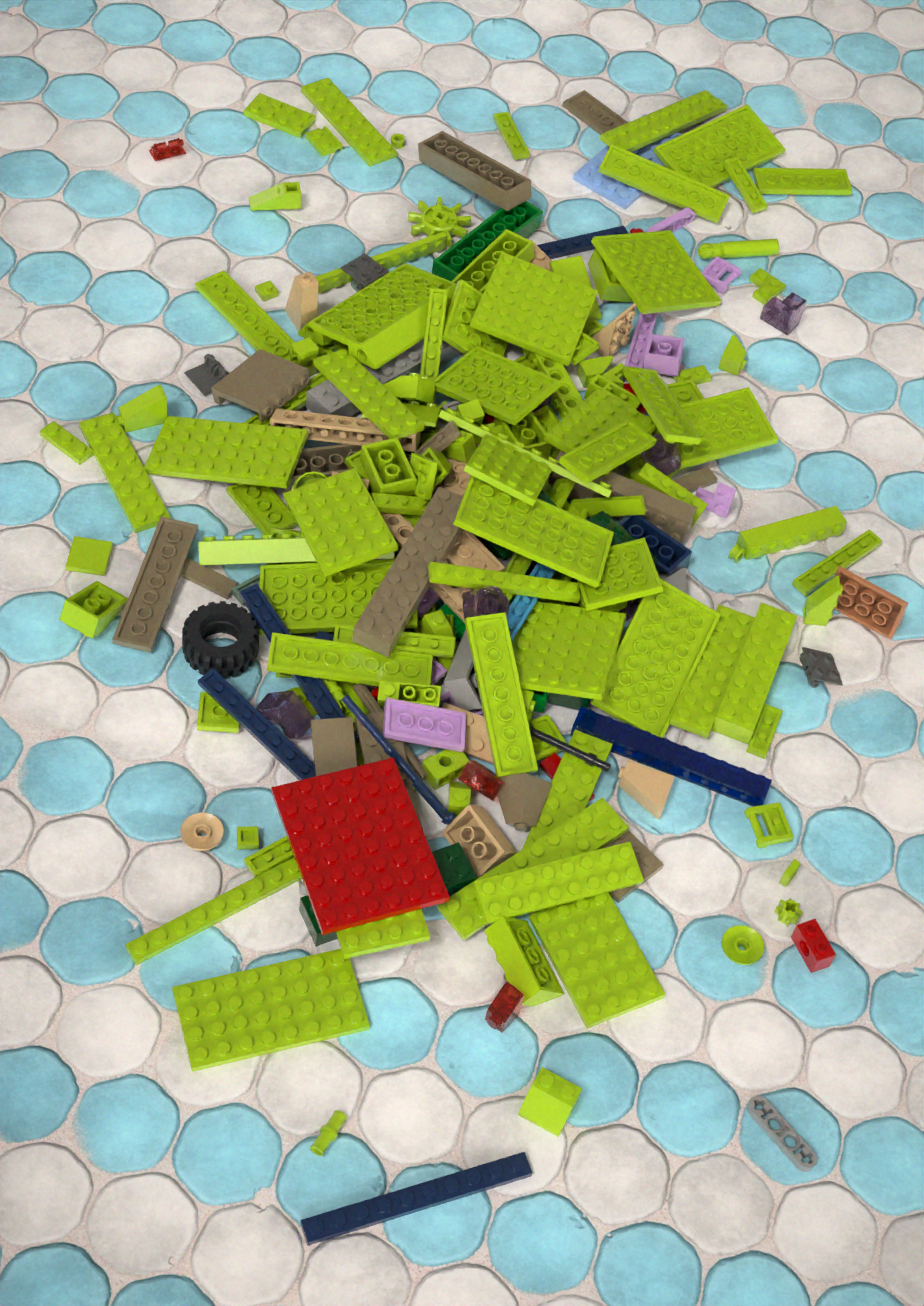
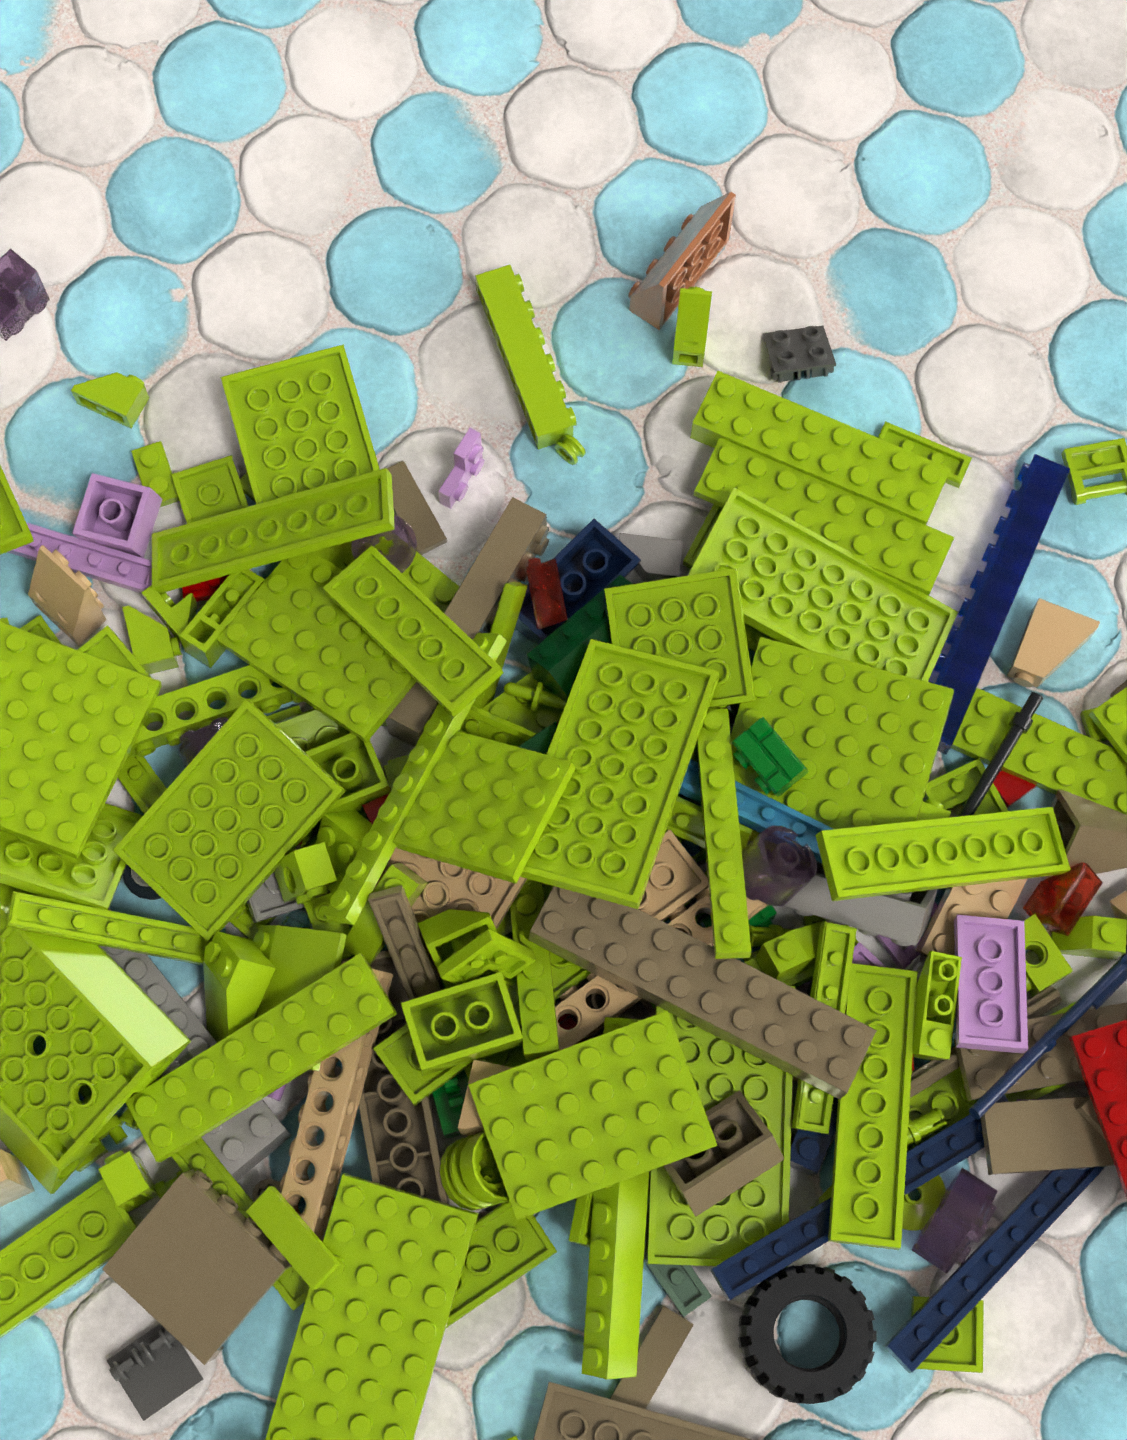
camera: 80 degrees left, 20 degrees up
(274, 412) = (293, 1237): none -> lime tile
(323, 594) = (742, 1154): none -> dark tan slope
(551, 612) = (769, 757): none -> green brick
(649, 521) = (546, 592): none -> clear red hinge
(658, 481) = (458, 542): lime brick -> none
(843, 557) = (583, 295): lime plate -> none

